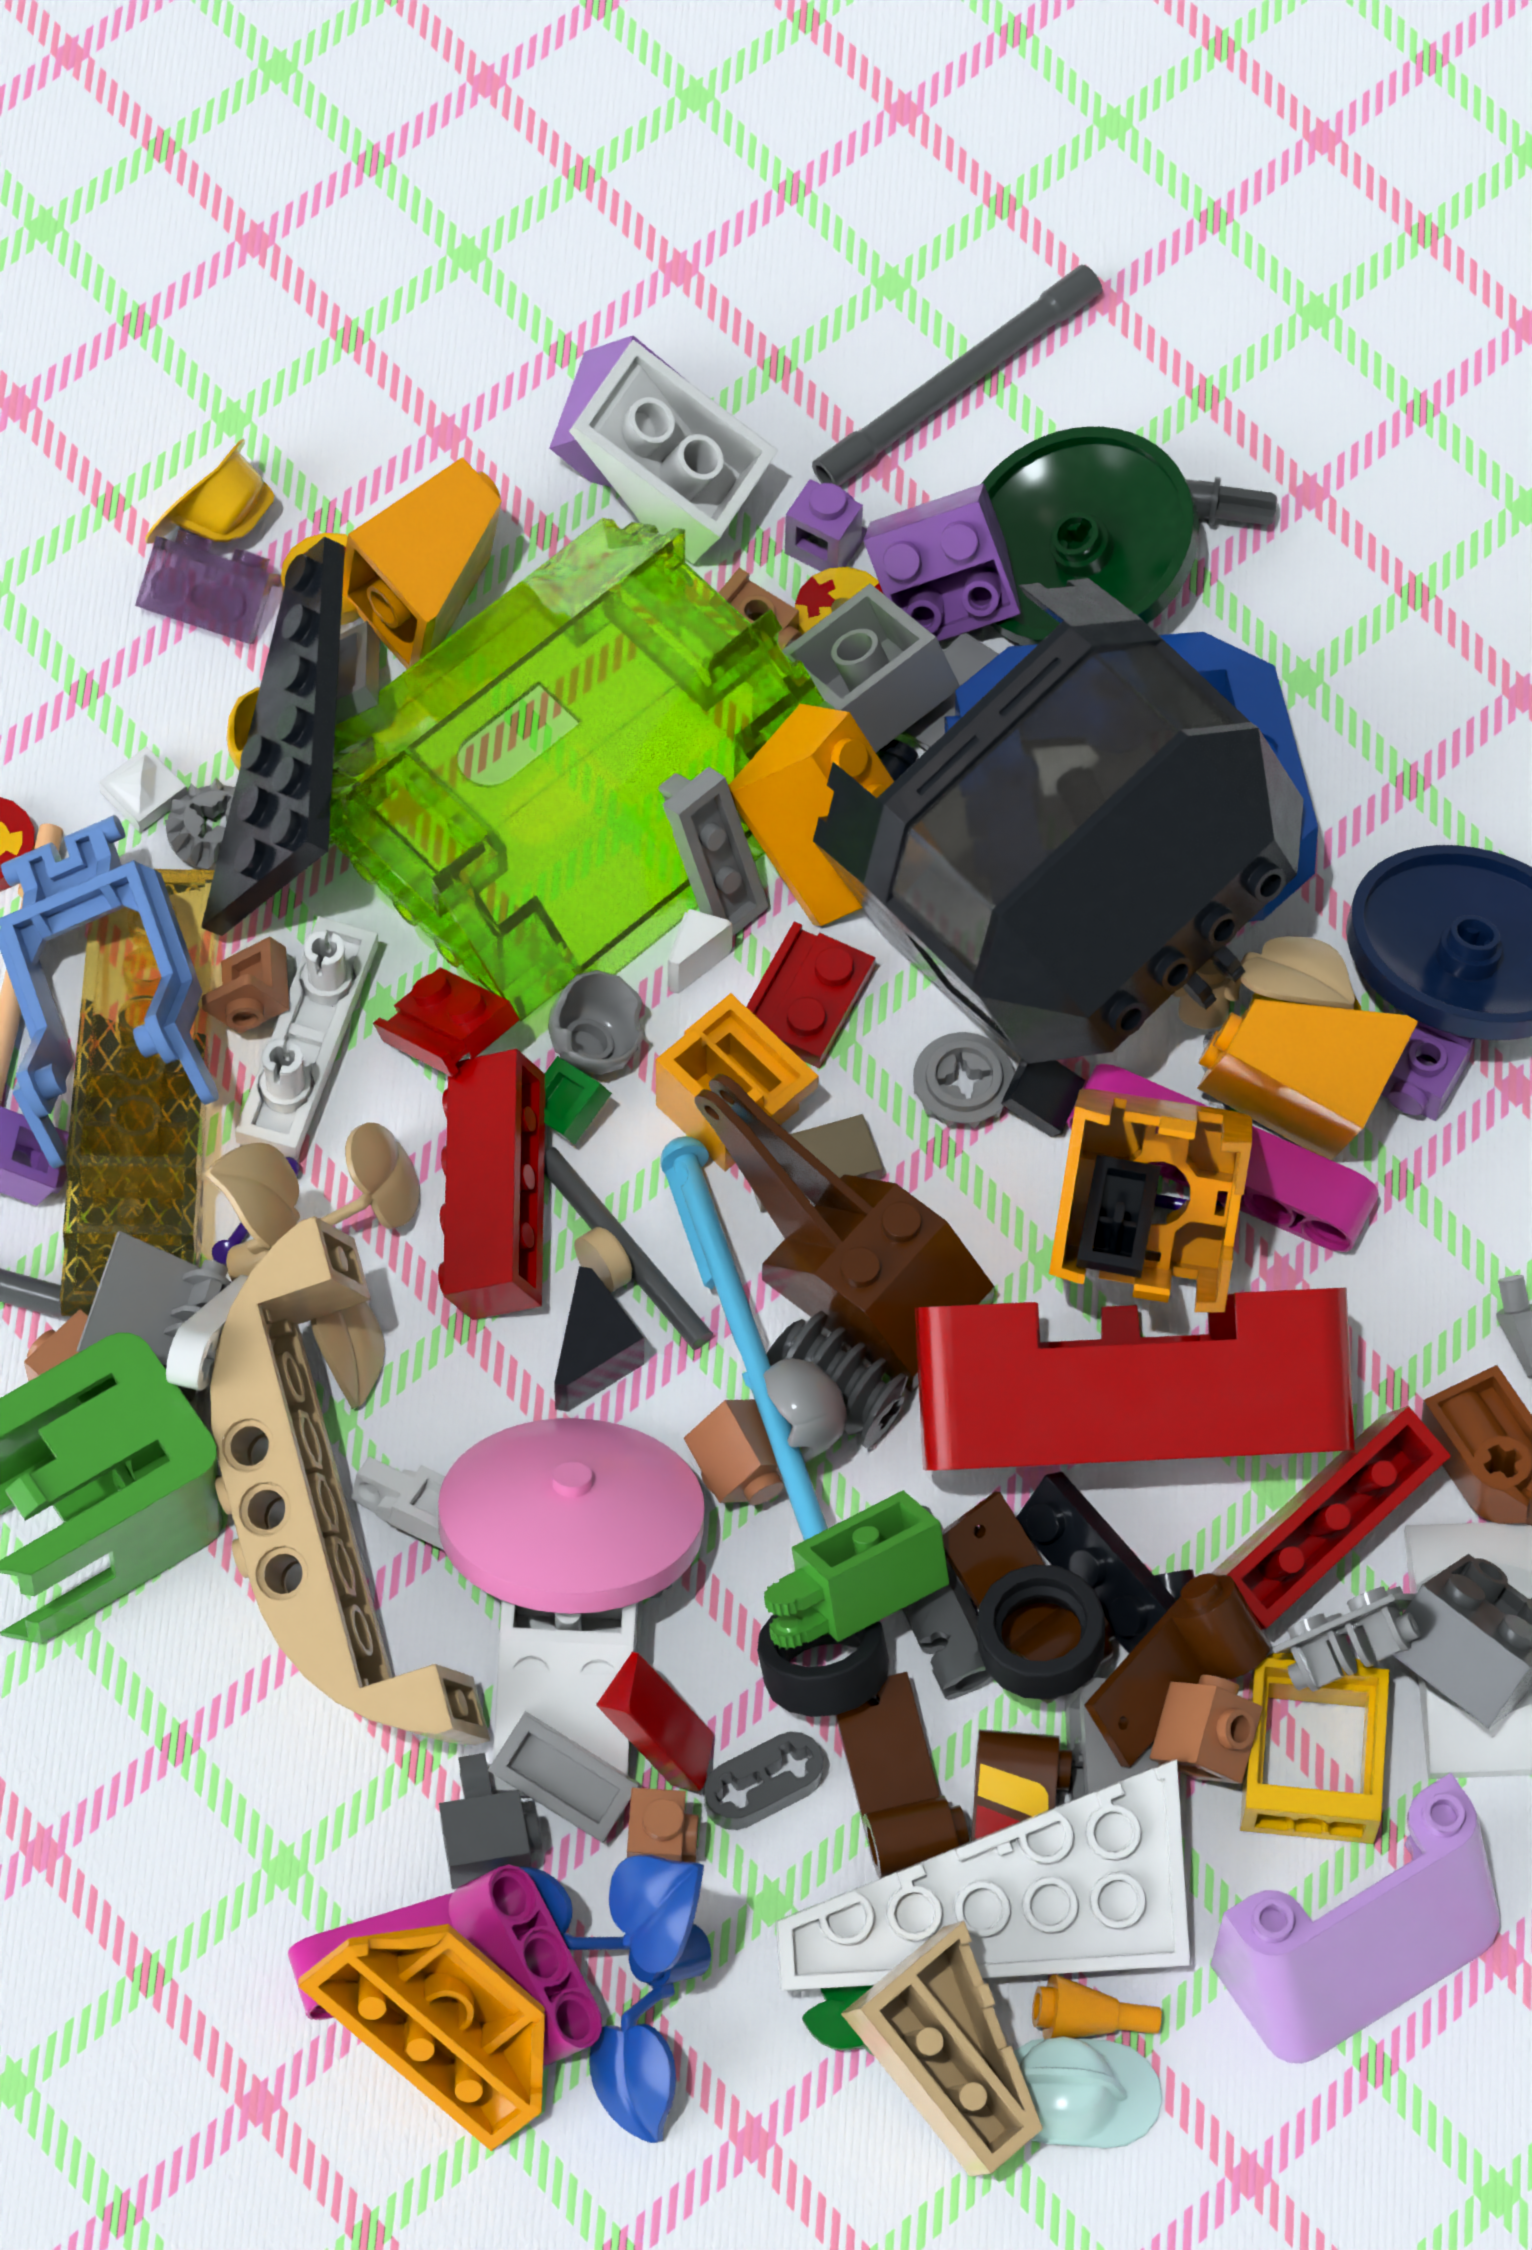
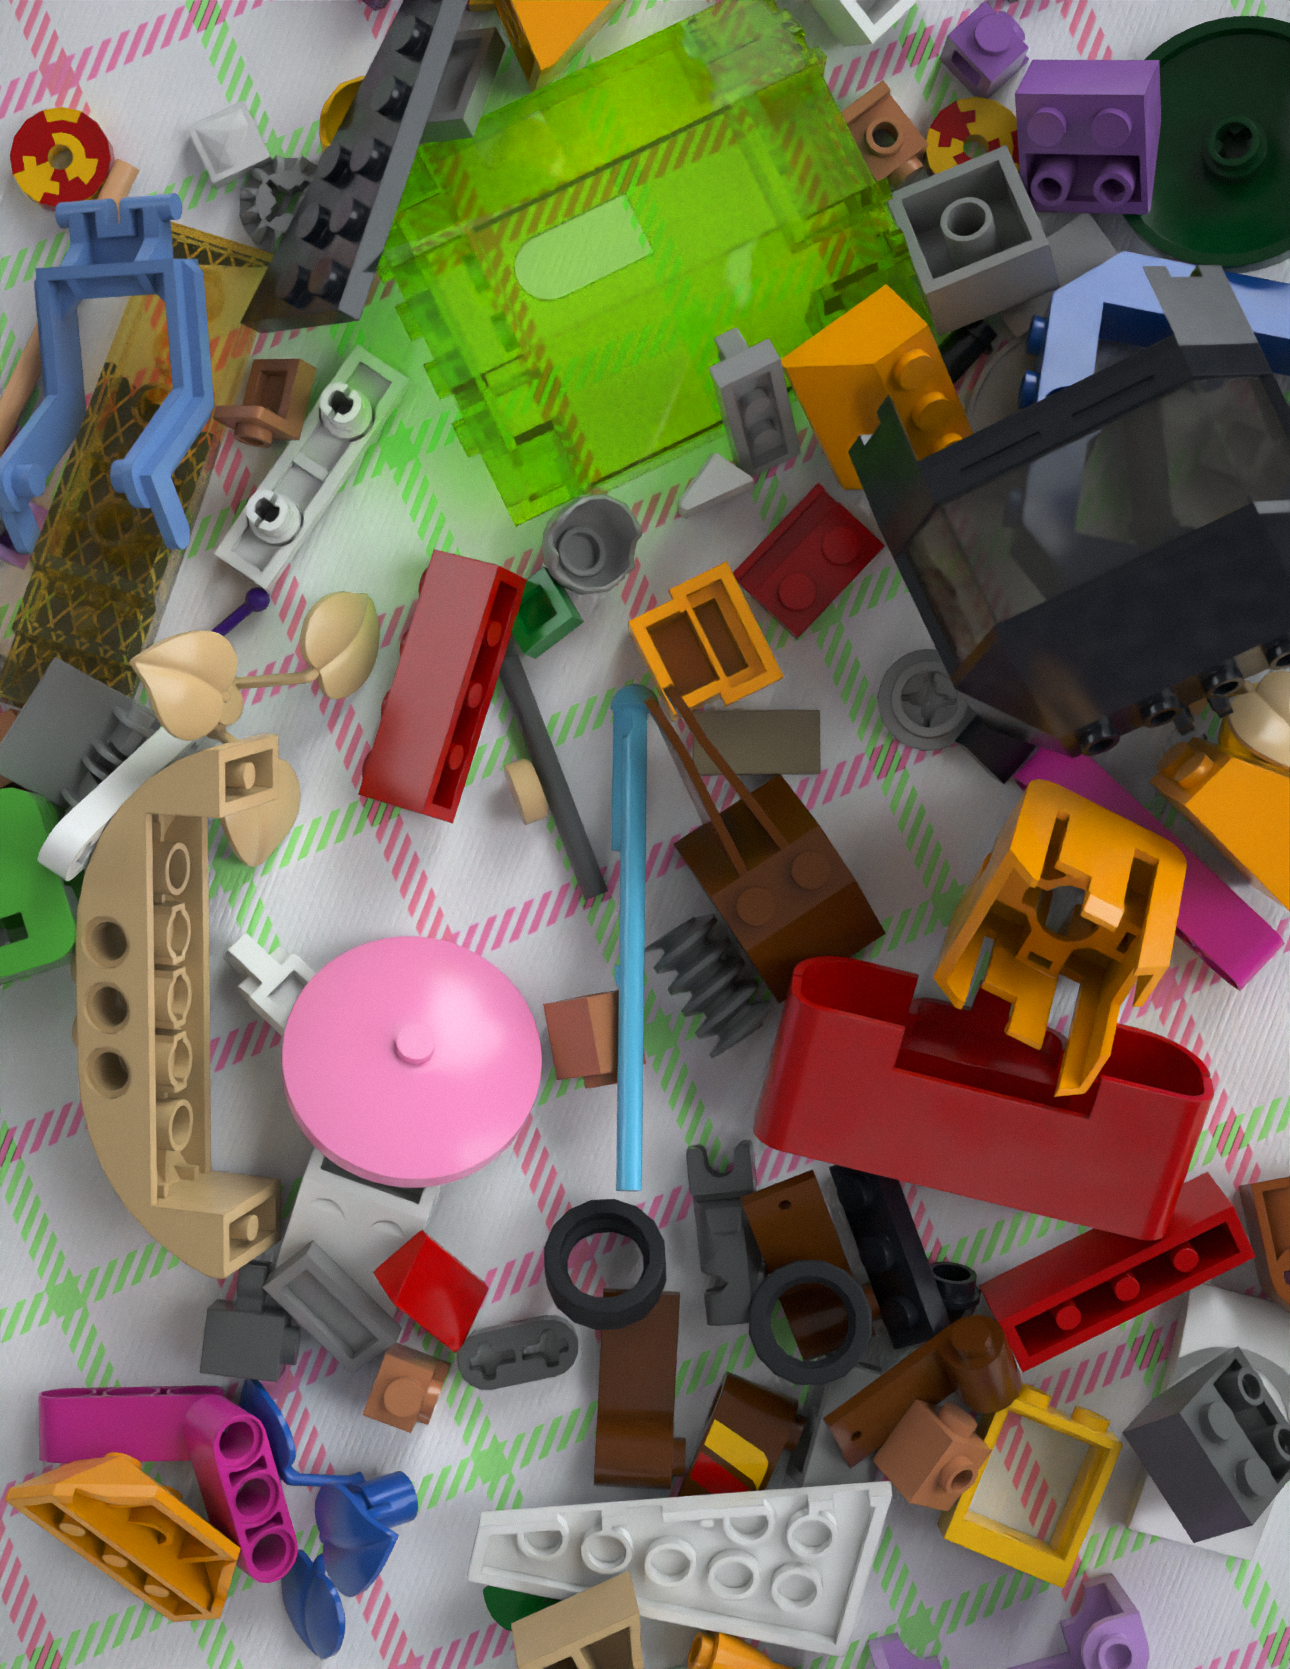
camera: 15 degrees right, 25 degrees up
(446, 1020) = (447, 500): red plate -> none
(597, 1344) = (492, 874): black slope -> none
(808, 1402) = (660, 1027): light grey hair -> none
(858, 1573) = (653, 1223): bright green hinge -> none
(1118, 1216) = (1018, 941): black slope -> none
(1321, 1640) = (1100, 1404): light grey hinge -> none

